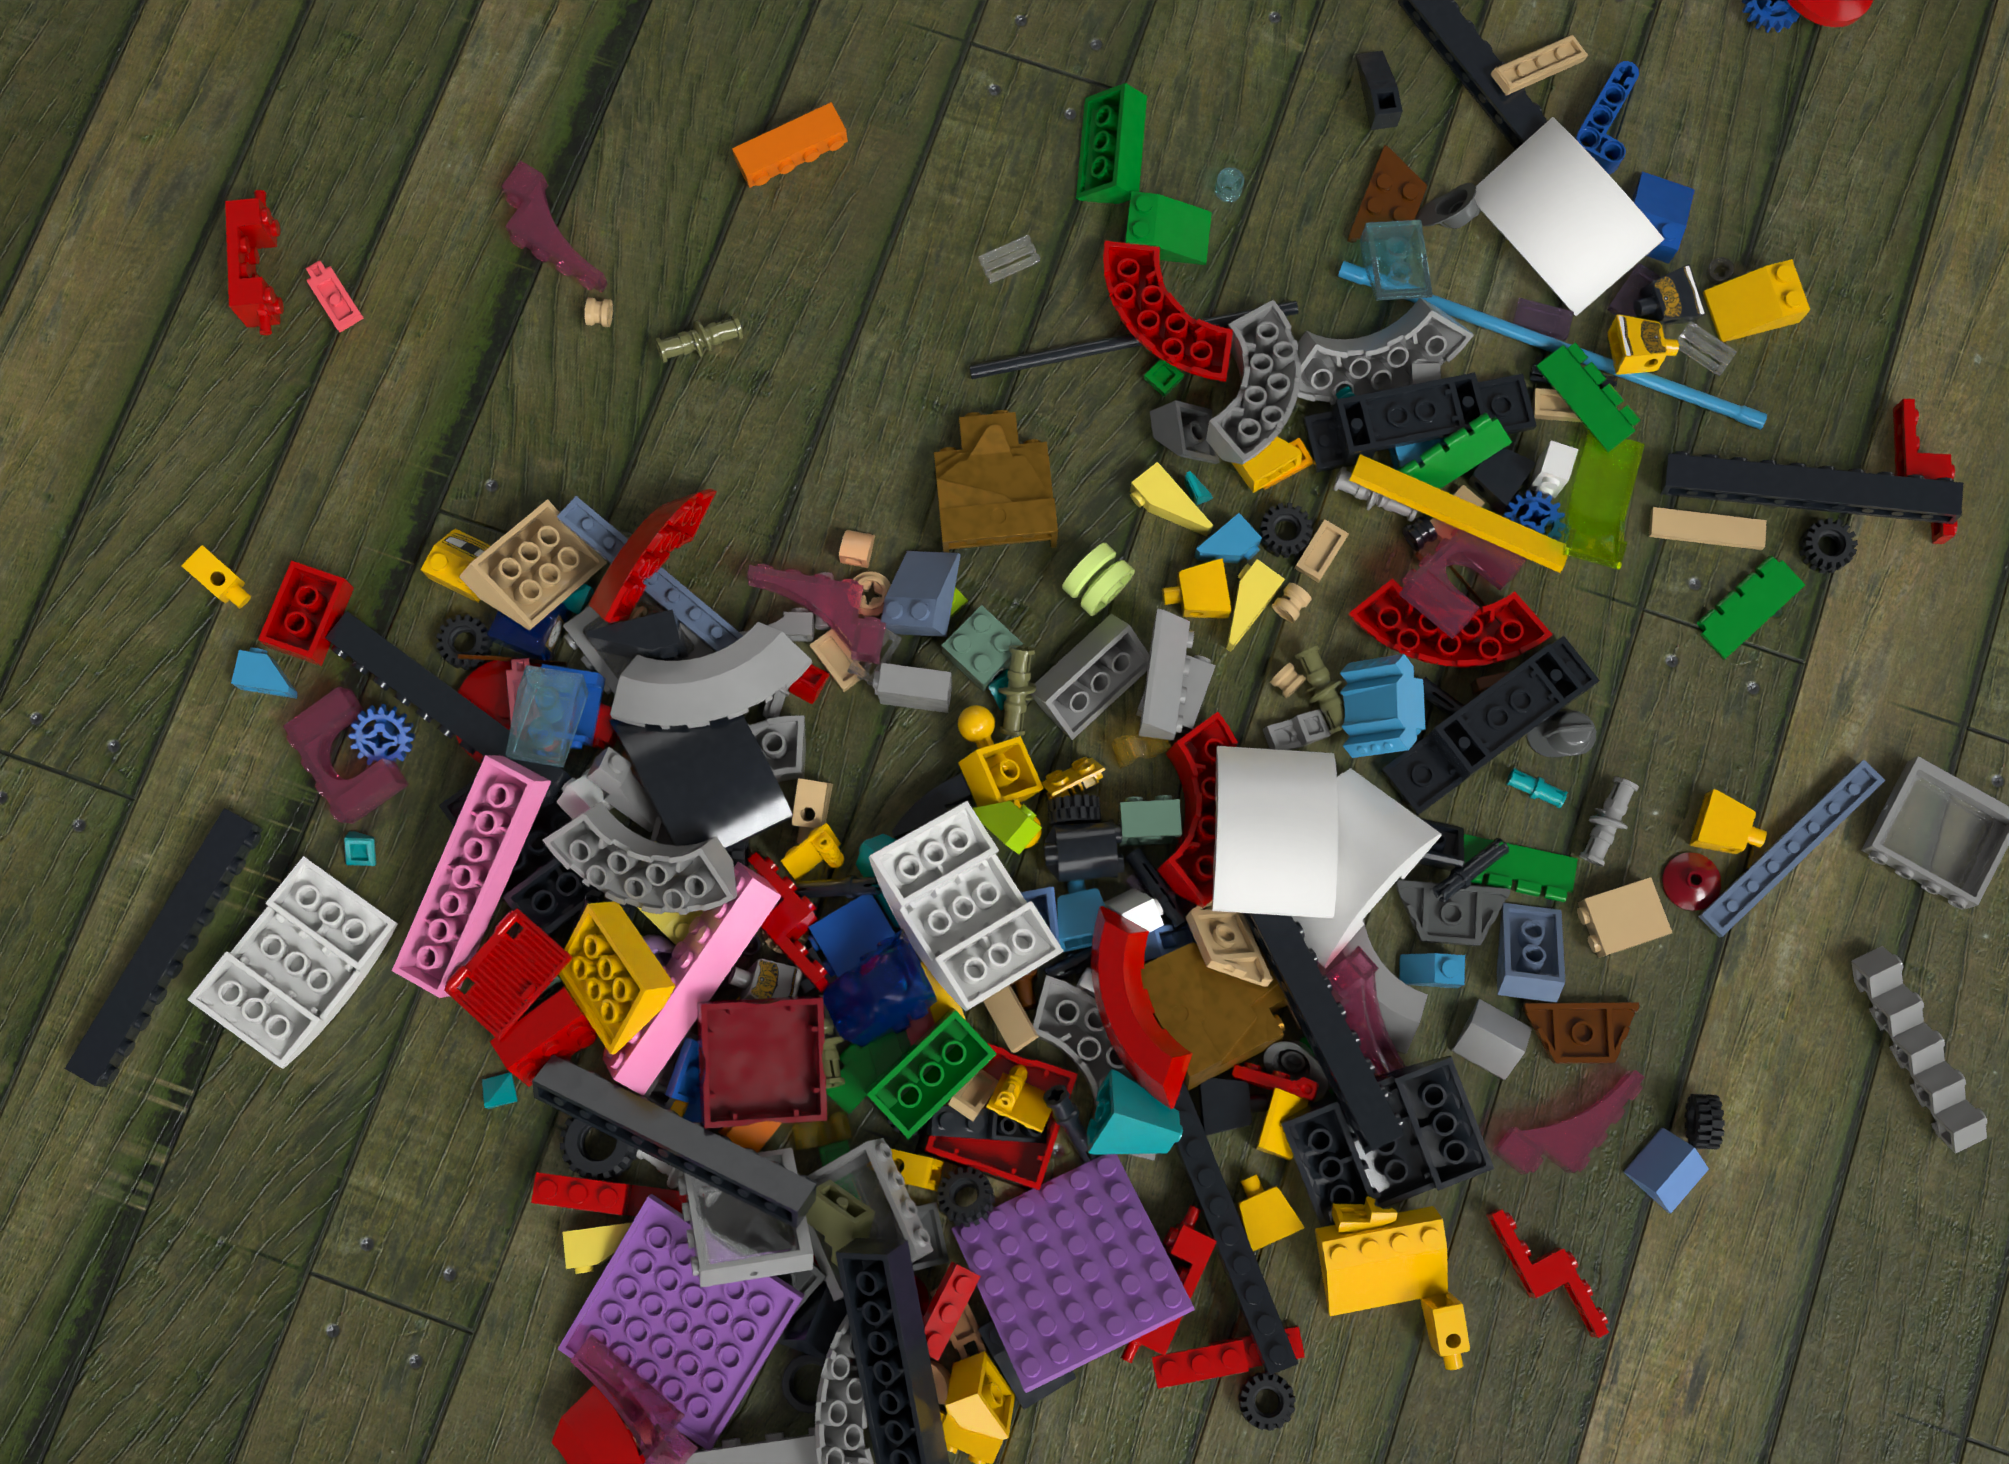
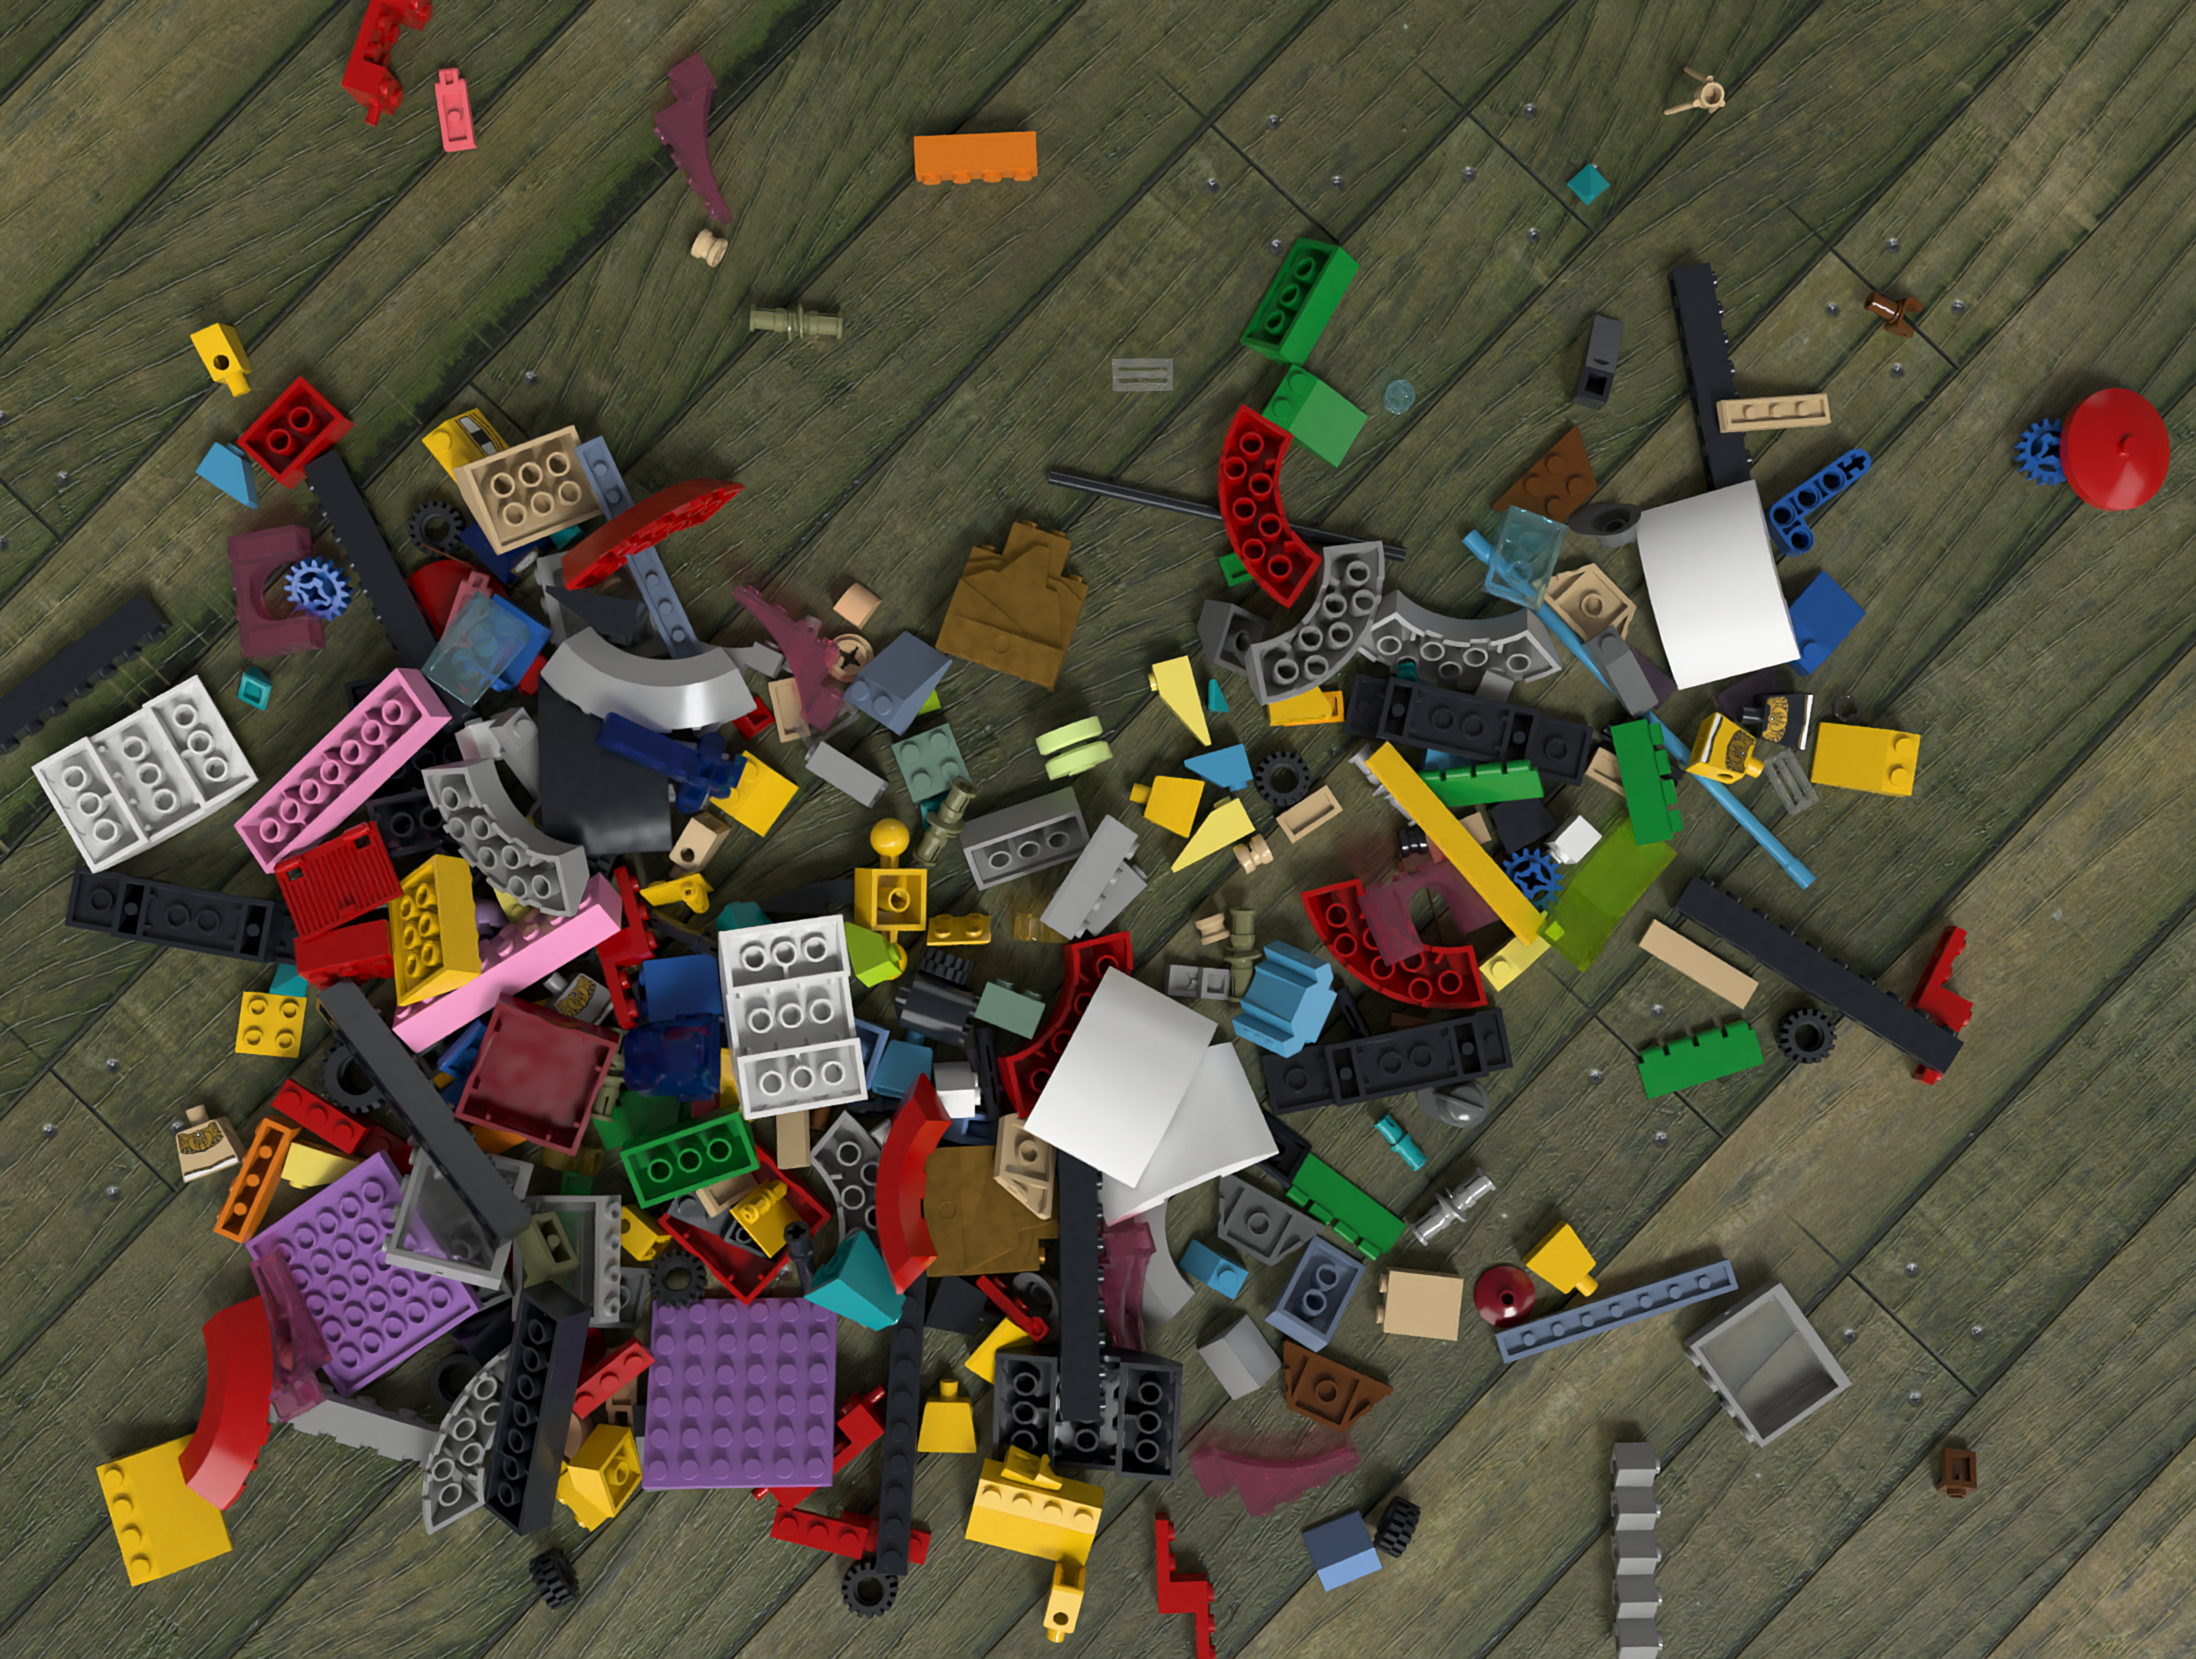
camera: 25 degrees right, 10 degrees up
(380, 1071) = (182, 916): none -> black bracket
(486, 1273) = (207, 1145): none -> tan torso
(497, 1137) = (270, 1024): none -> yellow hinge
(544, 1281) = (257, 1179): none -> orange brick
(787, 732) = (699, 770): none -> clear blue piece
(840, 742) = (759, 796): none -> yellow slope
(1461, 877) = (1298, 1192): black pin -> none
(1473, 282) = (1589, 602): none -> tan wing
(1521, 316) = (1620, 671): none -> dark grey slope
(1552, 591) = (1510, 960): none -> light yellow slope

